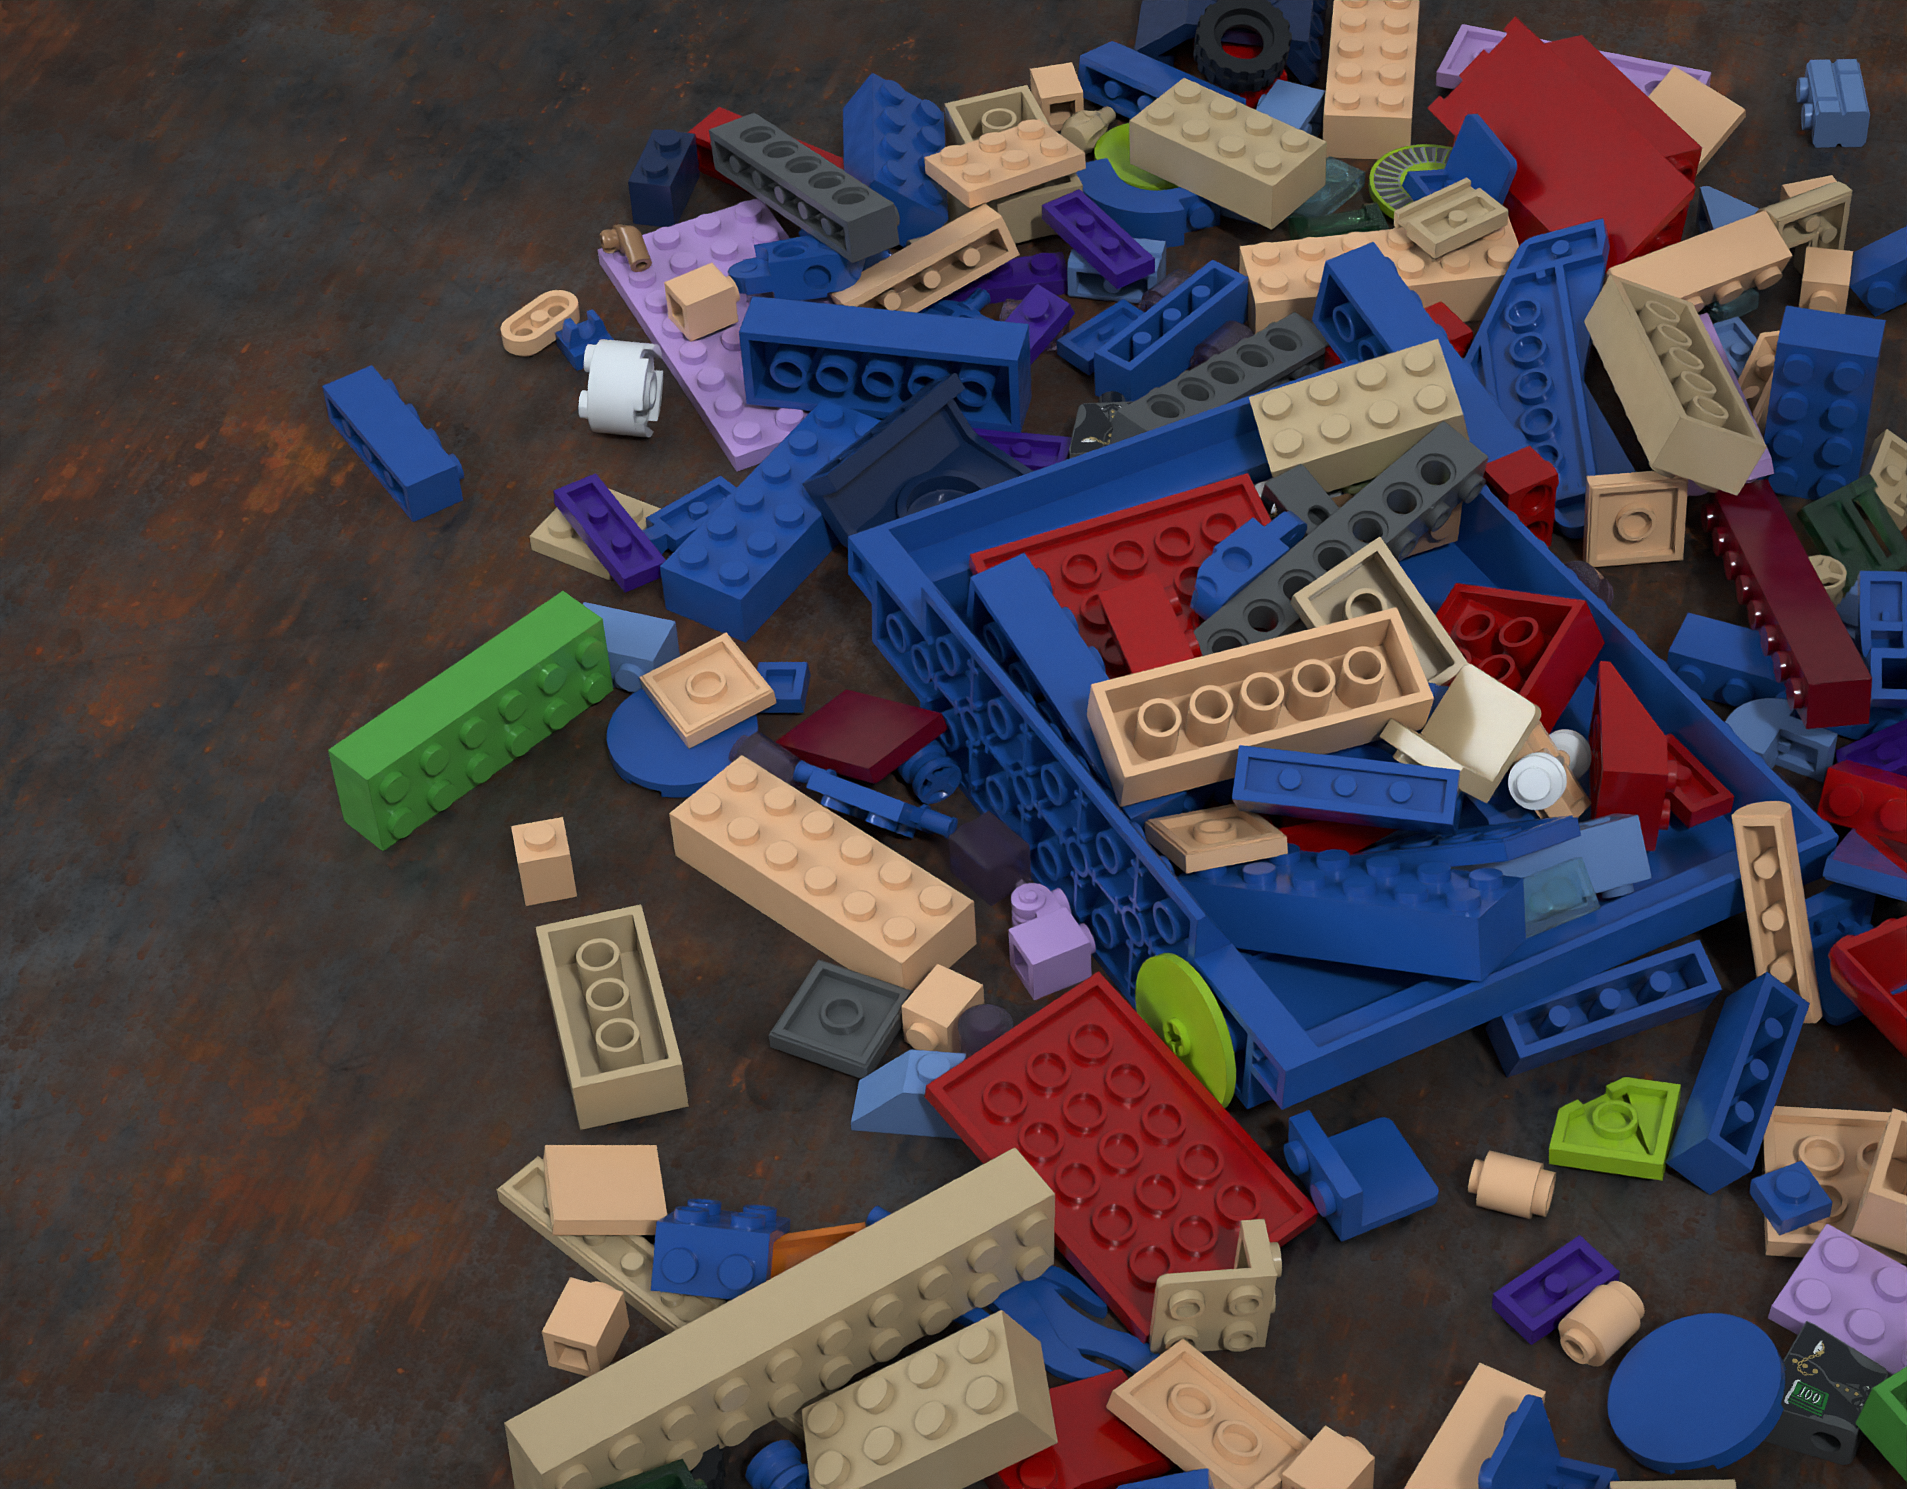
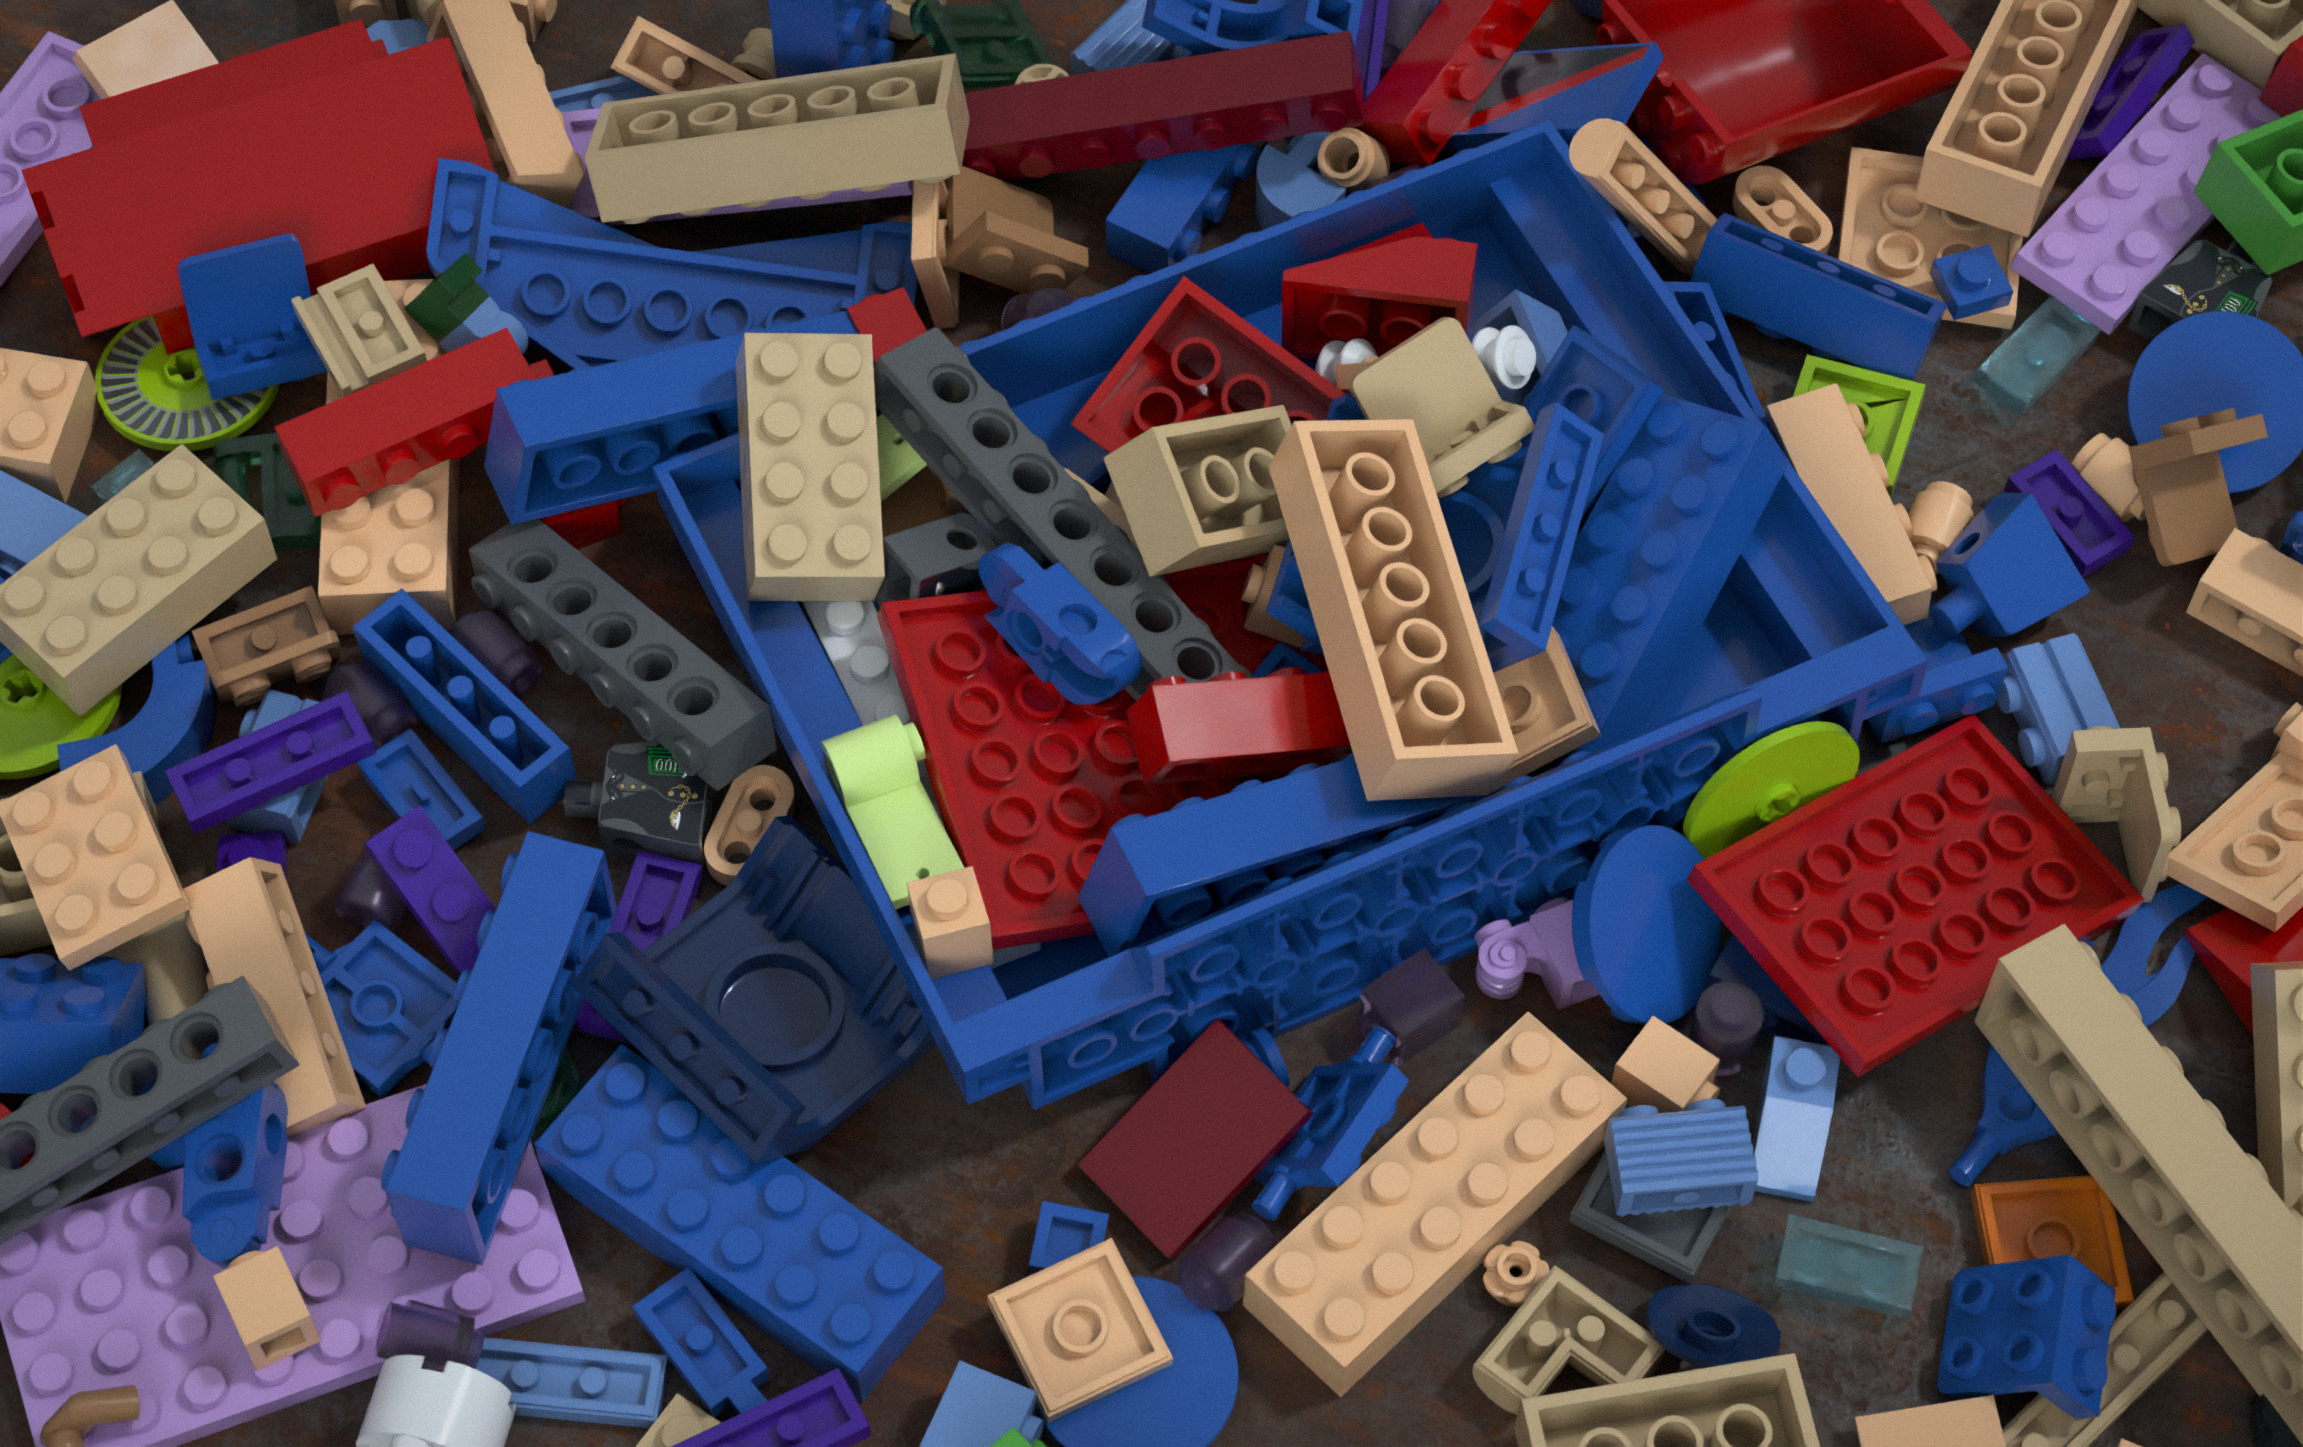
camera: 90 degrees left, 15 degrees up
(673, 455) = (578, 1381): none -> medium blue tile
(684, 377) = (429, 1332): none -> clear purple brick
(716, 960) = (1562, 1327): none -> tan brick
(723, 1046) = (1711, 1325): none -> dark blue dish
(772, 940) = (1501, 1284): none -> light nougat plate
(785, 1138) = (1848, 1266): none -> clear light blue plate
(854, 1001) = (1680, 1158): none -> medium blue brick
(974, 524) = (950, 922): none -> light nougat brick
(1050, 946) = (1643, 925): none -> blue tile
(1106, 487) = (887, 804): none -> yellowish green door
(1200, 239) = (267, 647): none -> medium nougat bracket
(1338, 1277) = (2051, 695): none -> medium blue brick
(1345, 217) = (400, 424): none -> red brick
(1462, 1221) = (2005, 571): none -> blue torso
(1482, 273) = (460, 311): none -> dark green leg
(1501, 1100) = (1850, 484): none -> light nougat brick
(1581, 1356) = (2186, 484): none -> medium nougat bracket
(1664, 562) = (1007, 235): none -> medium nougat bracket
(1730, 1264) = (2036, 355): none -> clear light blue plate
(1800, 759) = (1340, 152): none -> light nougat brick
(1832, 1077) = (1789, 208): none -> light nougat plate

